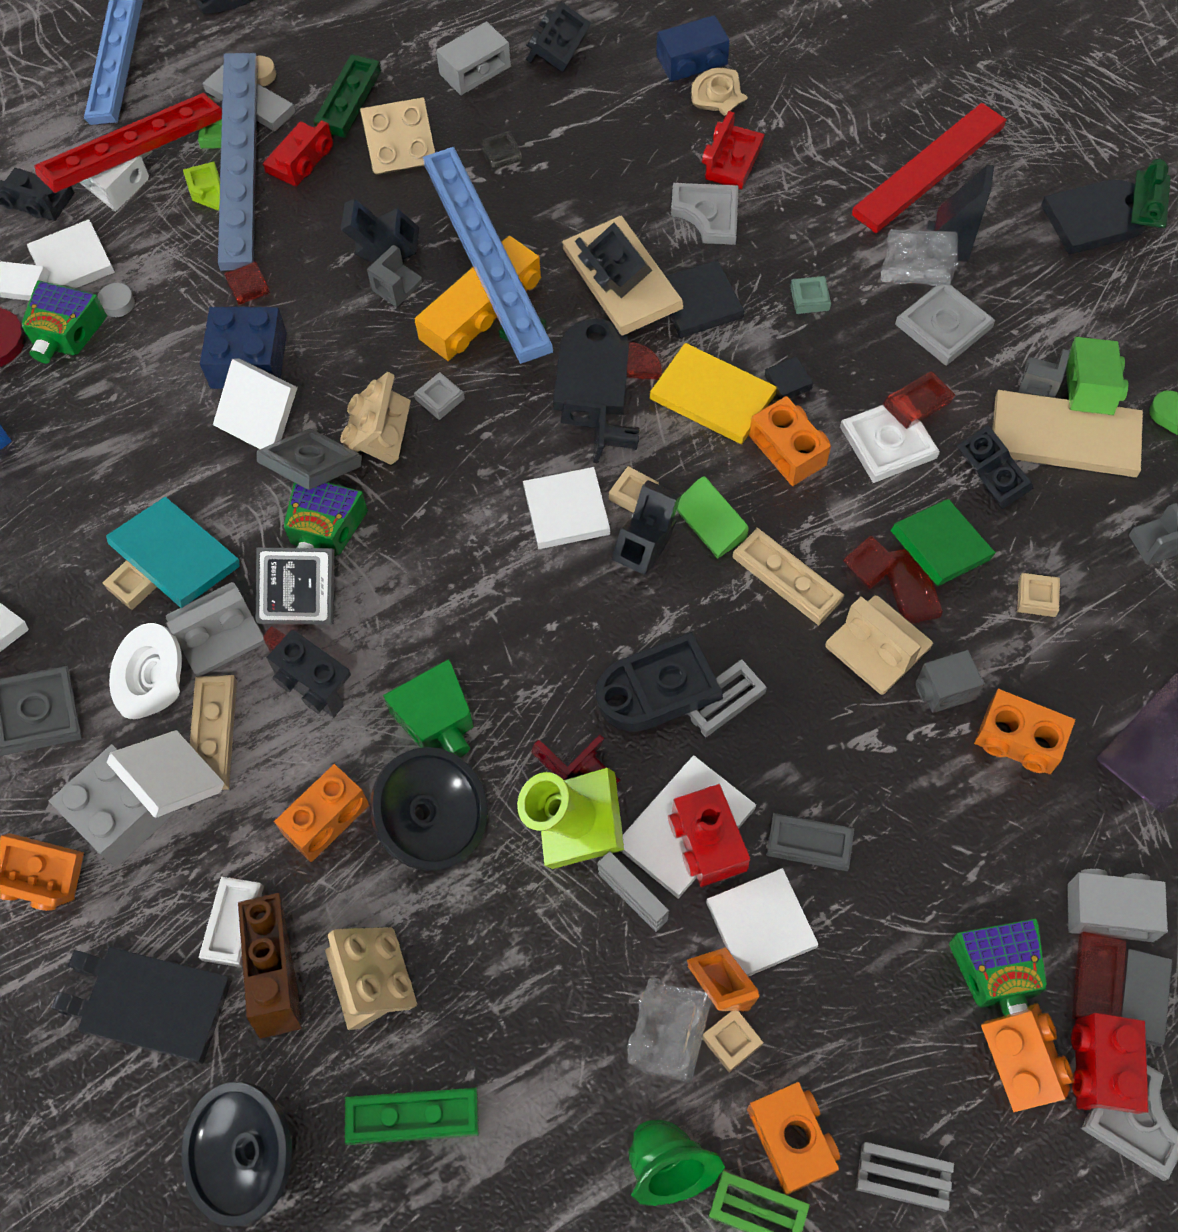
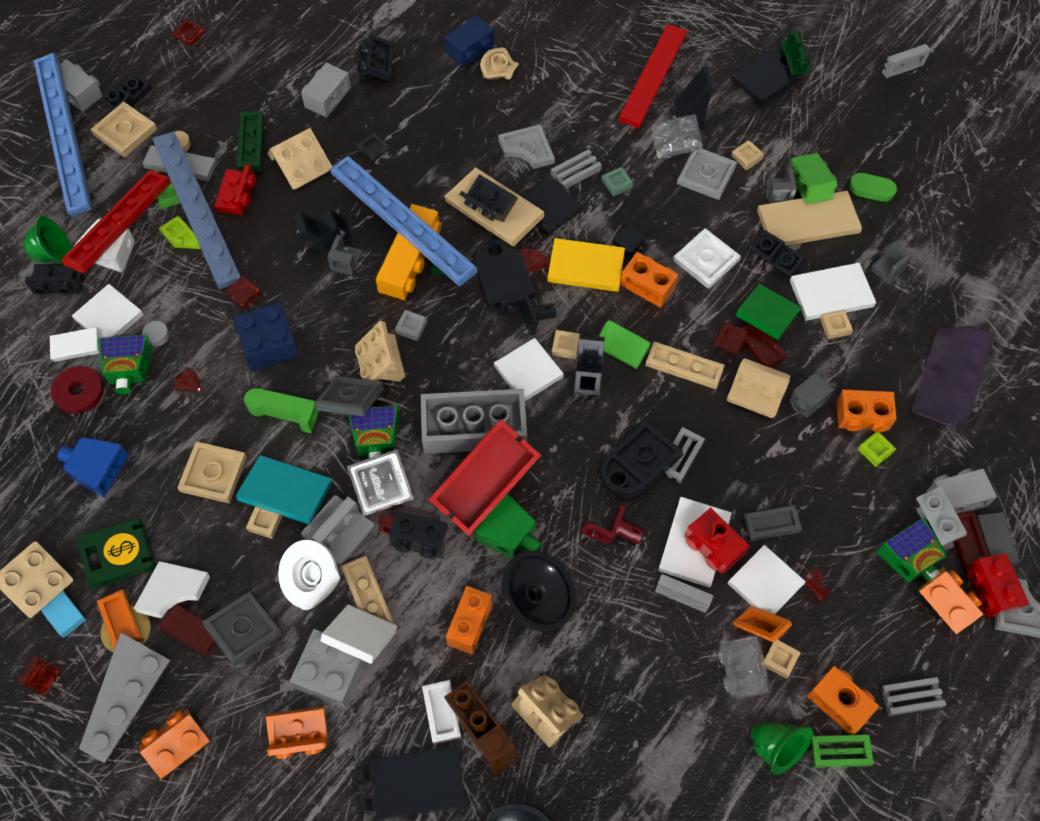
camera: 25 degrees left, 0 degrees up
(37, 138) = (46, 241): none -> green piece
(96, 497) = (212, 472): none -> tan plate
(124, 371) = (188, 380): none -> clear red tile
(200, 35) = (124, 129): none -> tan plate
(229, 448) = (282, 406): none -> bright green leg
(254, 404) = (295, 372): white tile -> none
(411, 1116) = (612, 783): green tile -> none
(426, 624) = (484, 477): none -> red piece
(454, 548) = (463, 418): none -> light grey brick
(574, 815) = (642, 563): lime plant -> none
(732, 153) = (528, 104): red bracket -> none
(758, 256) = (573, 167): none -> light grey tile
(831, 945) = (814, 582): none -> clear red tile
(918, 400) = (715, 227): clear red tile -> none
(1016, 315) = (747, 155): none -> tan tile
(1017, 794) = (876, 449): none -> lime tile
(1055, 545) = (832, 291): none -> white tile
(1064, 930) = (942, 517): none -> light grey bracket

